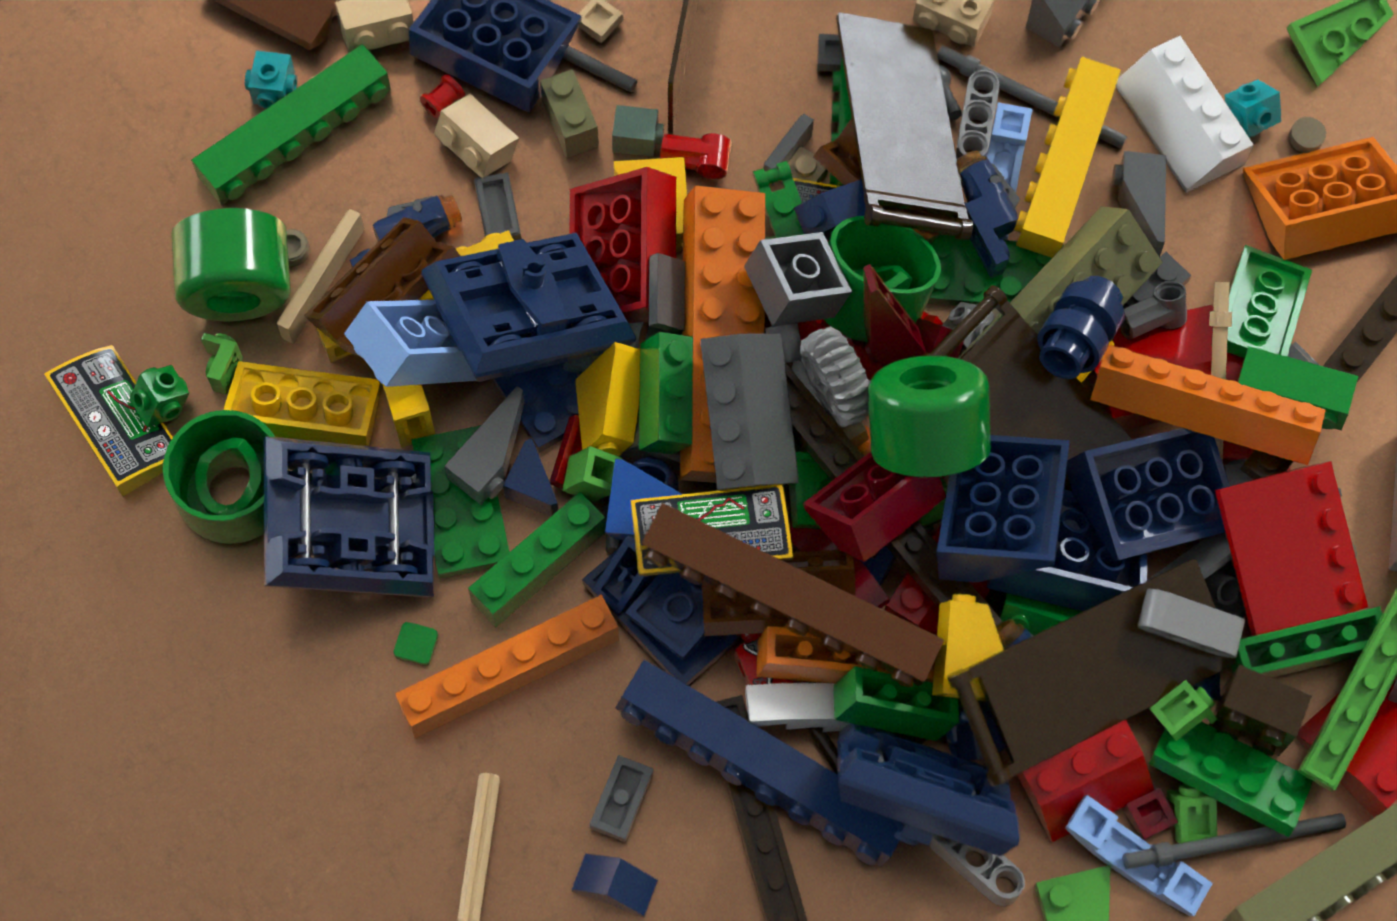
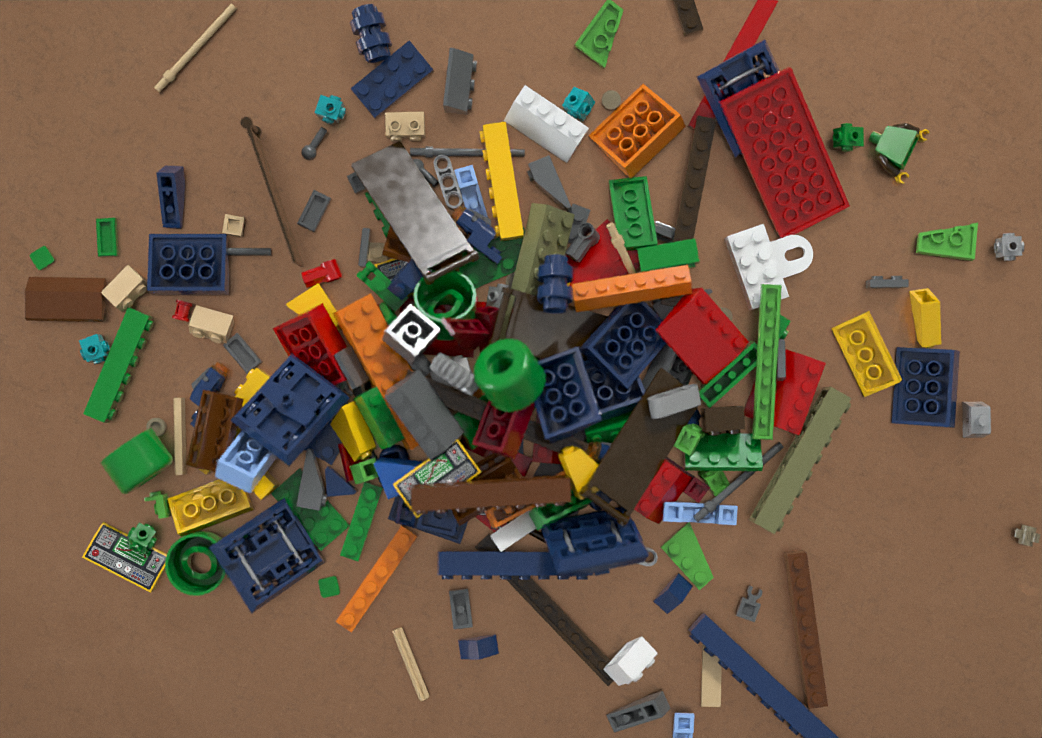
camera: 30 degrees left, 20 degrees up
(569, 113) = (249, 287): olive brick -> none
(636, 131) = (286, 277): sand green brick -> none
(737, 62) = (314, 211): none -> dark grey tile

